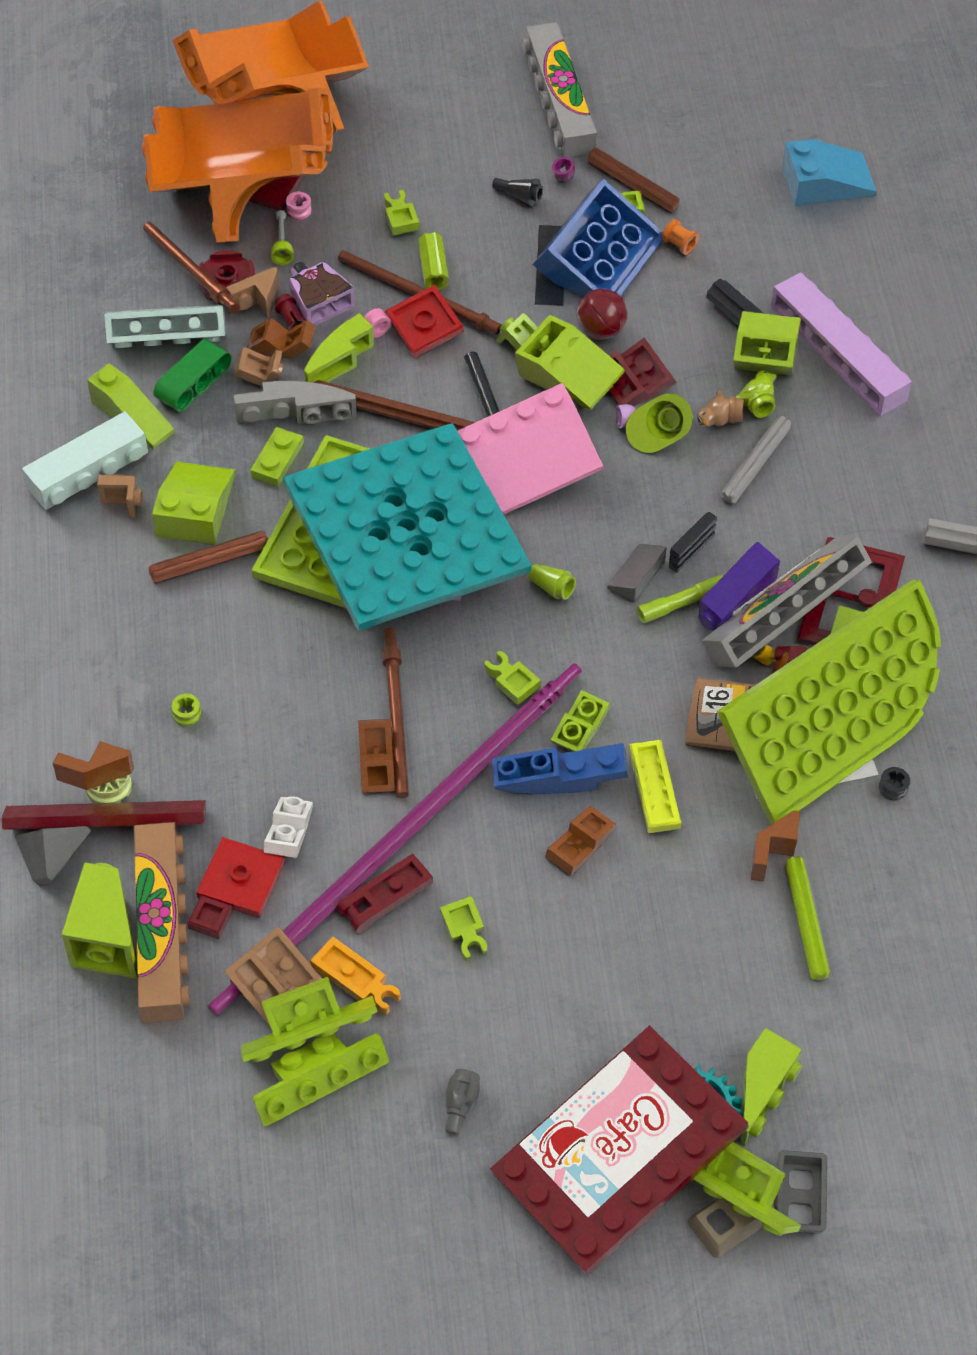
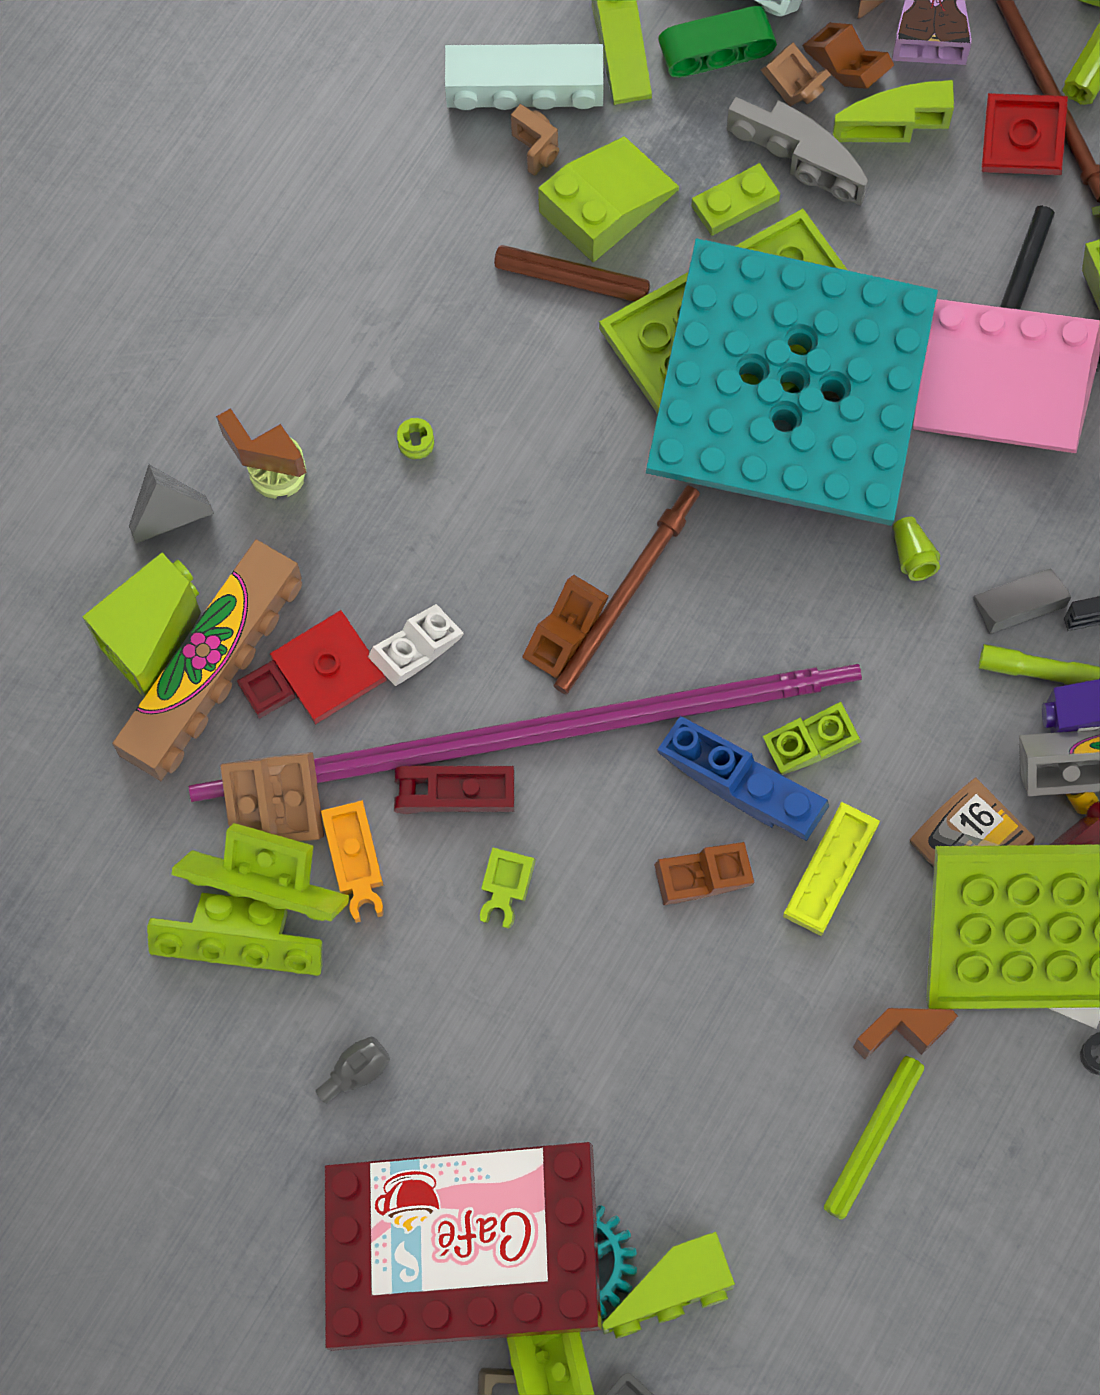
camera: 40 degrees right, 15 degrees up
(103, 814) = (245, 503): dark red tile -> none
(287, 308) = (884, 19): dark red pin -> none
(379, 321) = (969, 102): bright pink bush -> none
(402, 410) = (912, 229): copper axle -> none
(514, 681) = (779, 640): lime plate -> none

